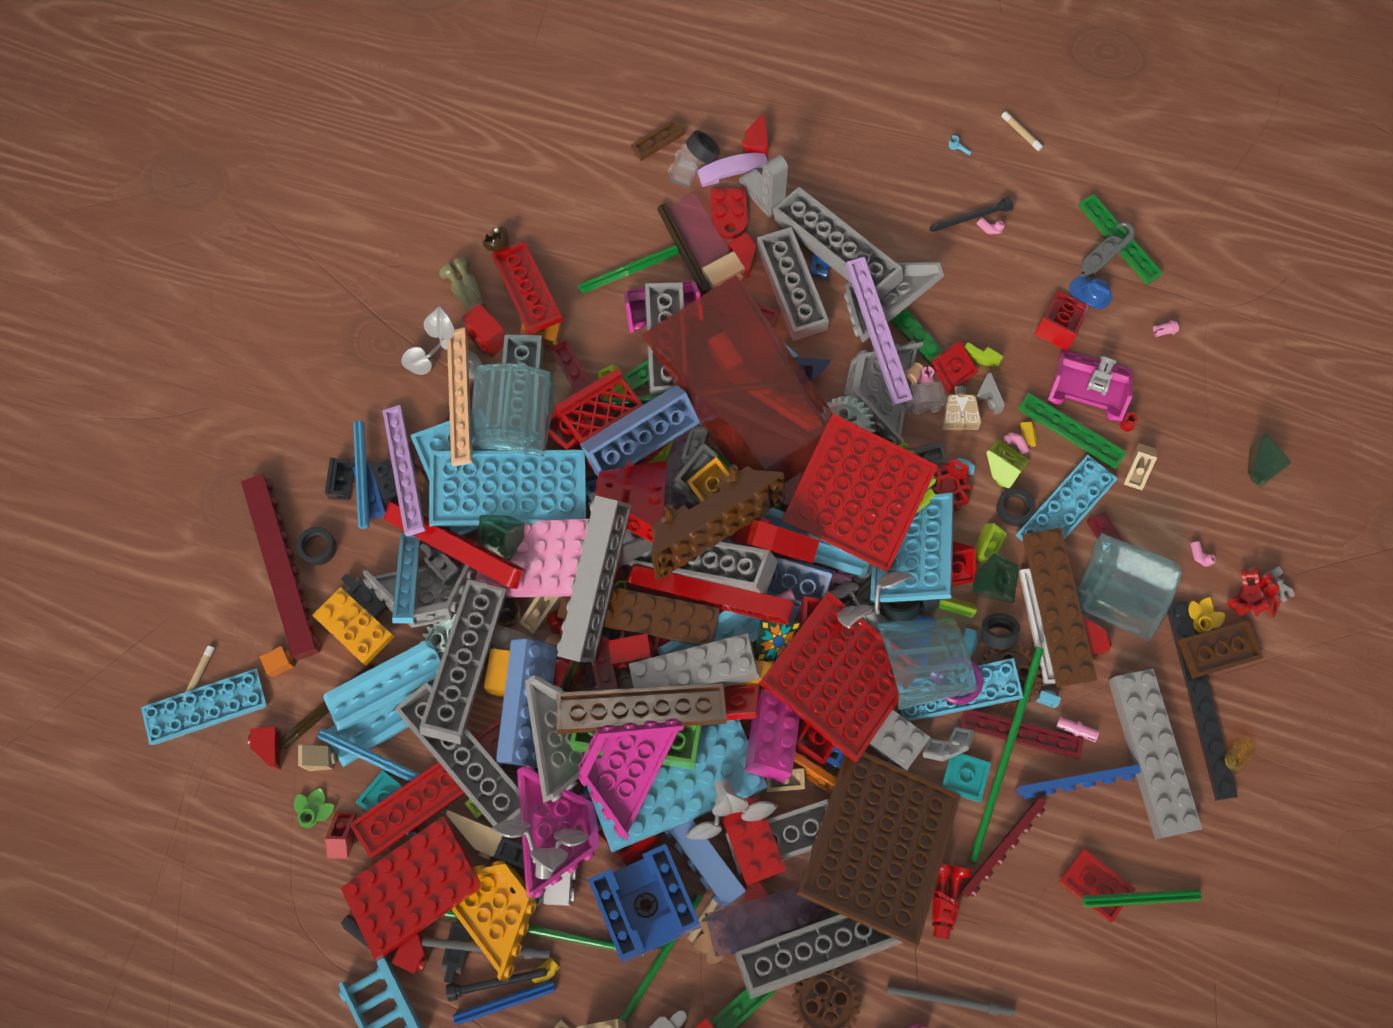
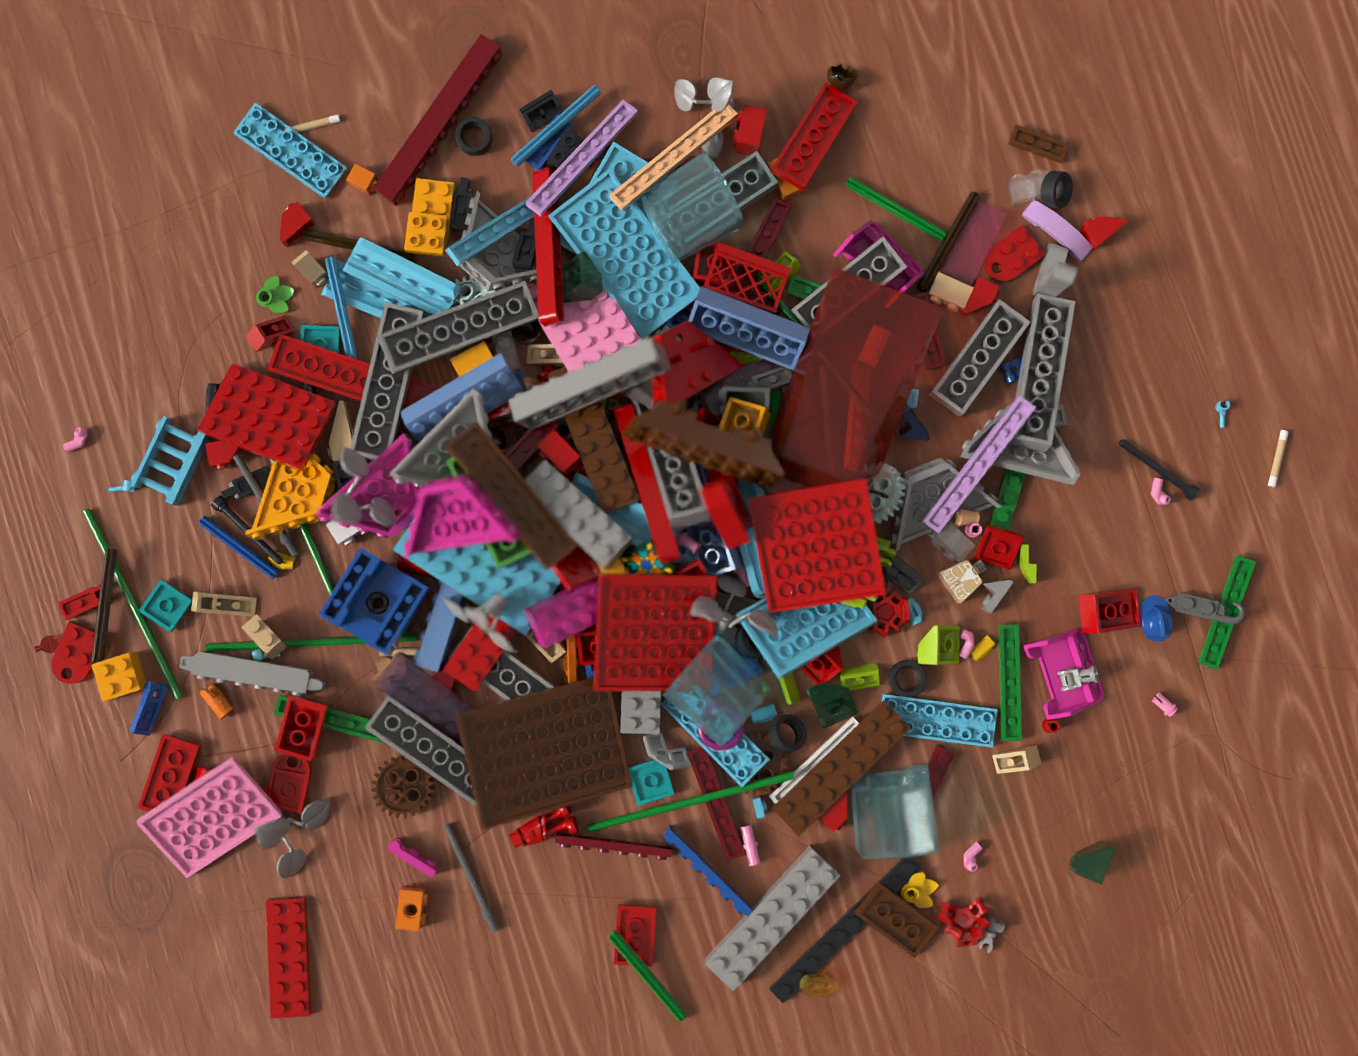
camera: 50 degrees right, 15 degrees up
(466, 289) = (780, 86): olive piece -> none

